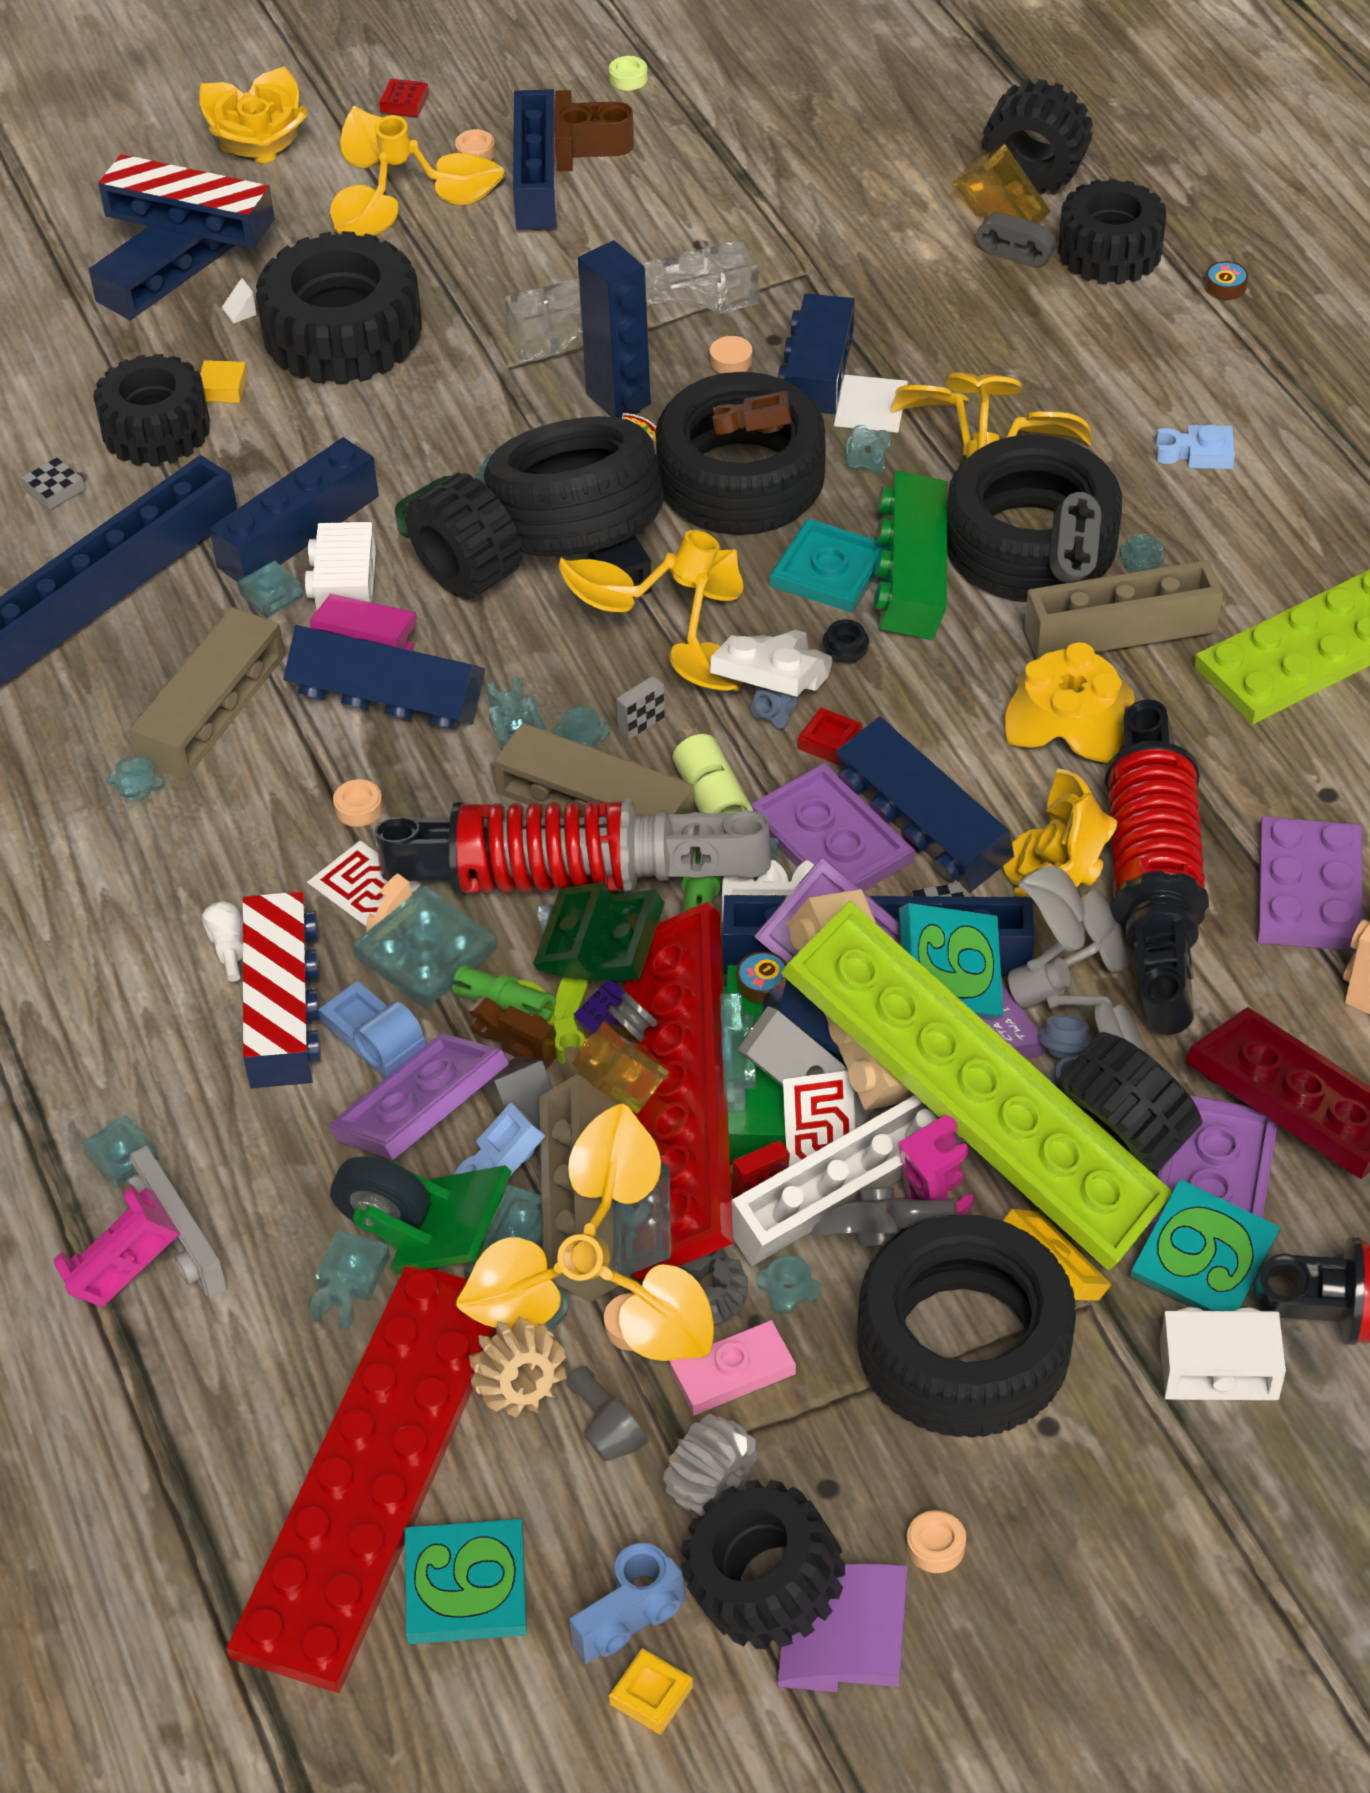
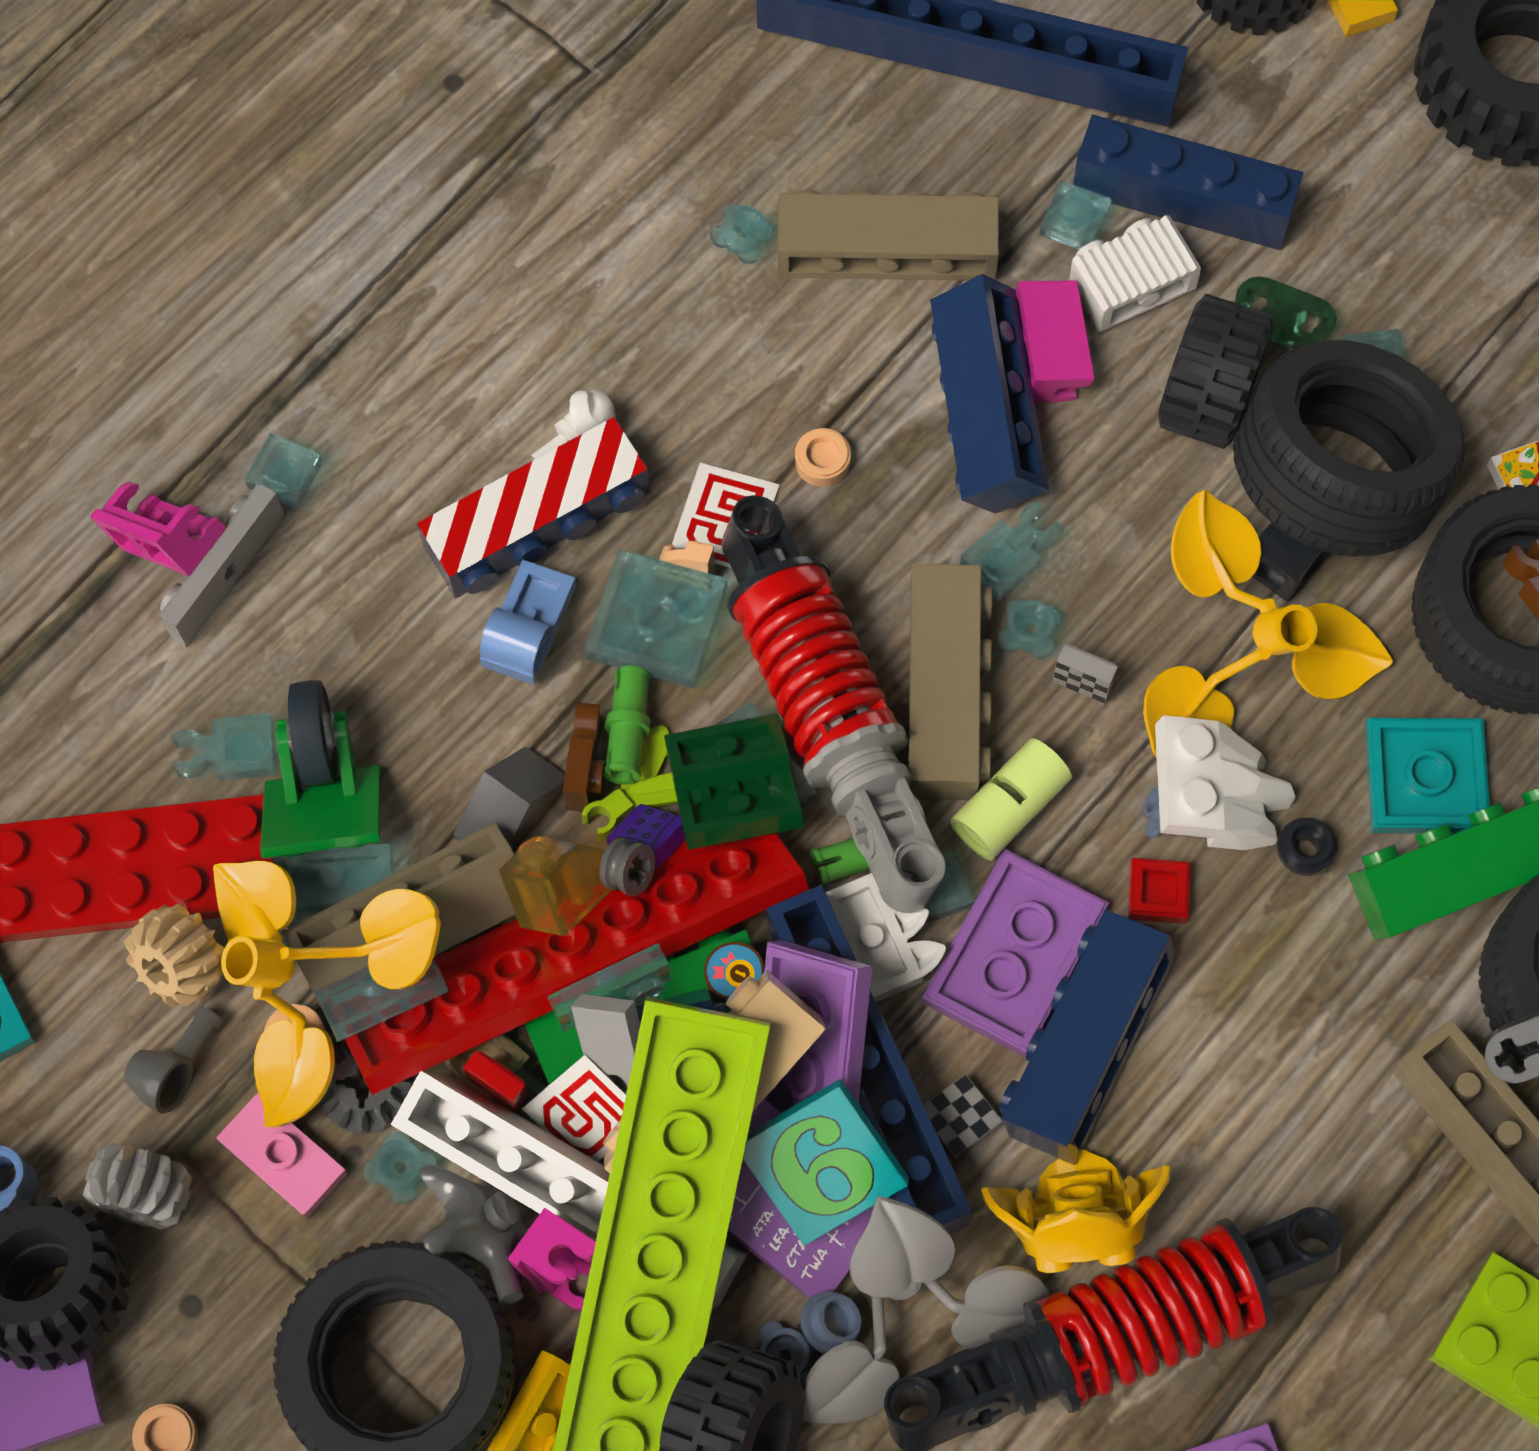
camera: 65 degrees right, 20 degrees up
(417, 1095) = (457, 707): medium lavender tile -> none
(506, 1142) = (428, 821): light blue plate -> none
(1073, 698) = (1304, 1166): yellow brick -> none

